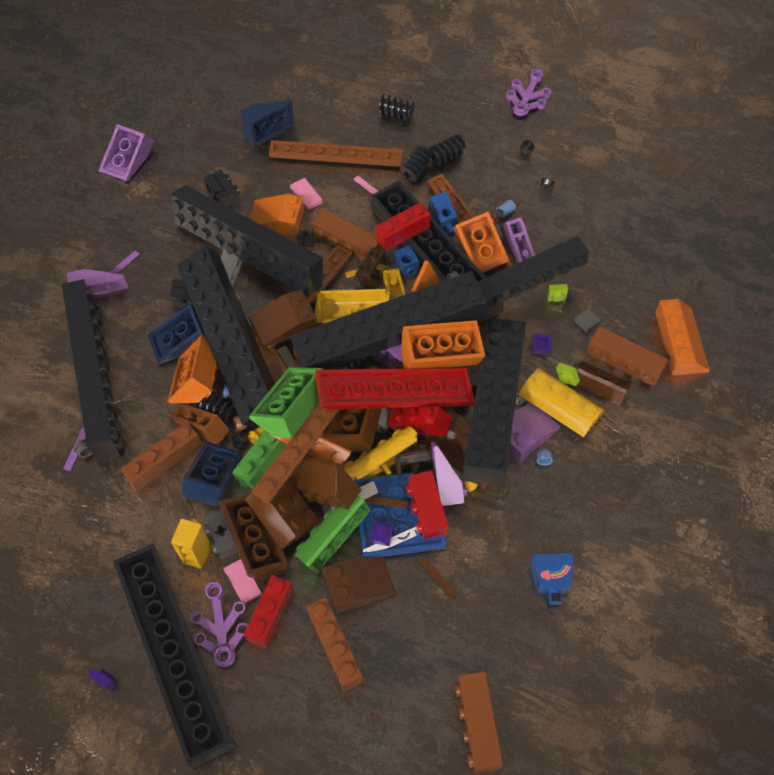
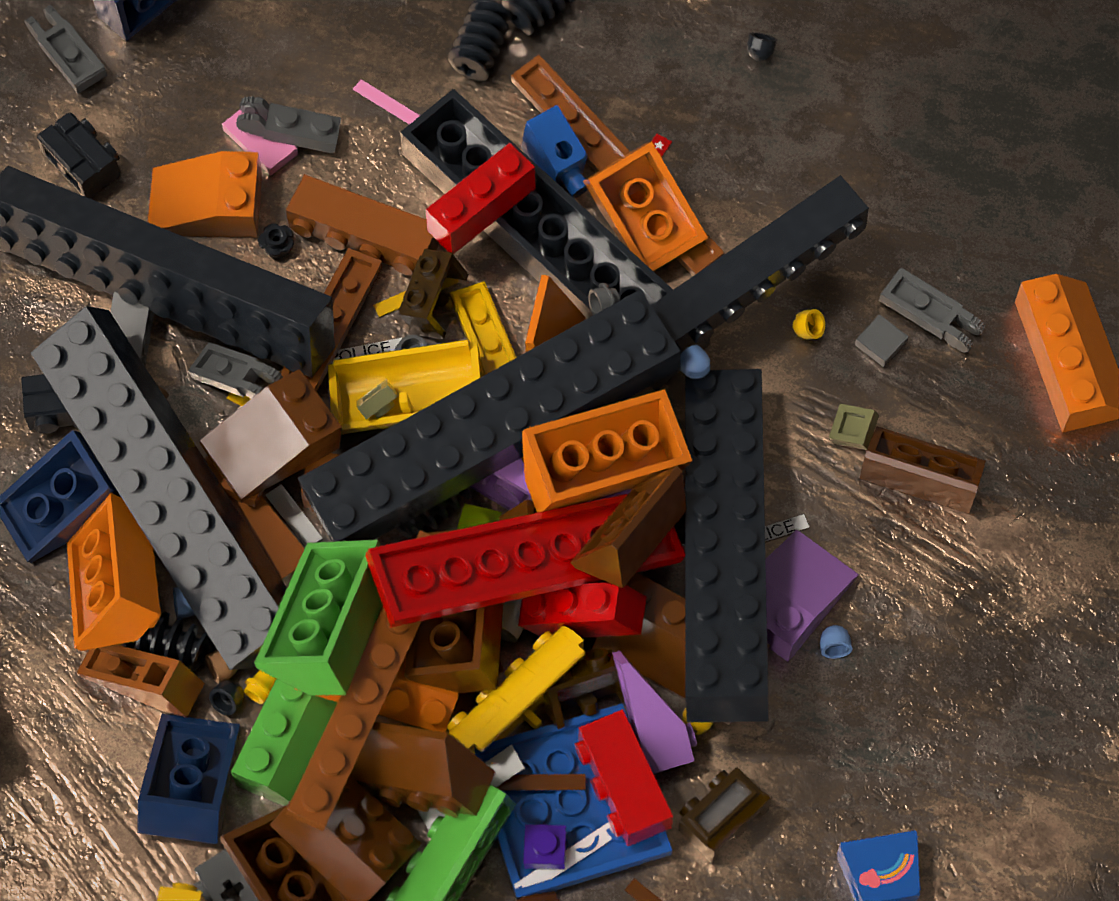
camera: 10 degrees left, 5 degrees up
(161, 456) = (80, 759): dark orange brick -> none
(226, 146) = (67, 50): none -> dark grey hinge
(270, 289) = (231, 370): none -> dark grey hinge
(320, 188) = (288, 124): none -> dark grey hinge
(336, 153) = (306, 36): dark orange plate -> none
(338, 311) = (378, 400): none -> olive plate
(406, 261) = (496, 252): blue brick -> none
(451, 383) = (634, 529): none -> reddish brown slope
(474, 530) = (722, 812): none -> dark brown window
(493, 313) = (695, 362): none -> medium blue hinge
(506, 208) = (683, 115): medium blue hinge -> none
(517, 239) = (721, 191): medium lavender slope -> none
(541, 344) = (797, 406): dark purple plate -> none
(552, 307) = (812, 320): none -> yellow hinge
(557, 292) = (814, 290): lime plate -> none
(561, 402) = (852, 525): yellow container -> none
(567, 374) = (858, 468): lime plate -> none
(568, 356) = (853, 426): none -> olive plate
(613, 309) = (931, 309): none -> dark grey hinge
(627, 356) = (969, 408): dark orange brick -> none

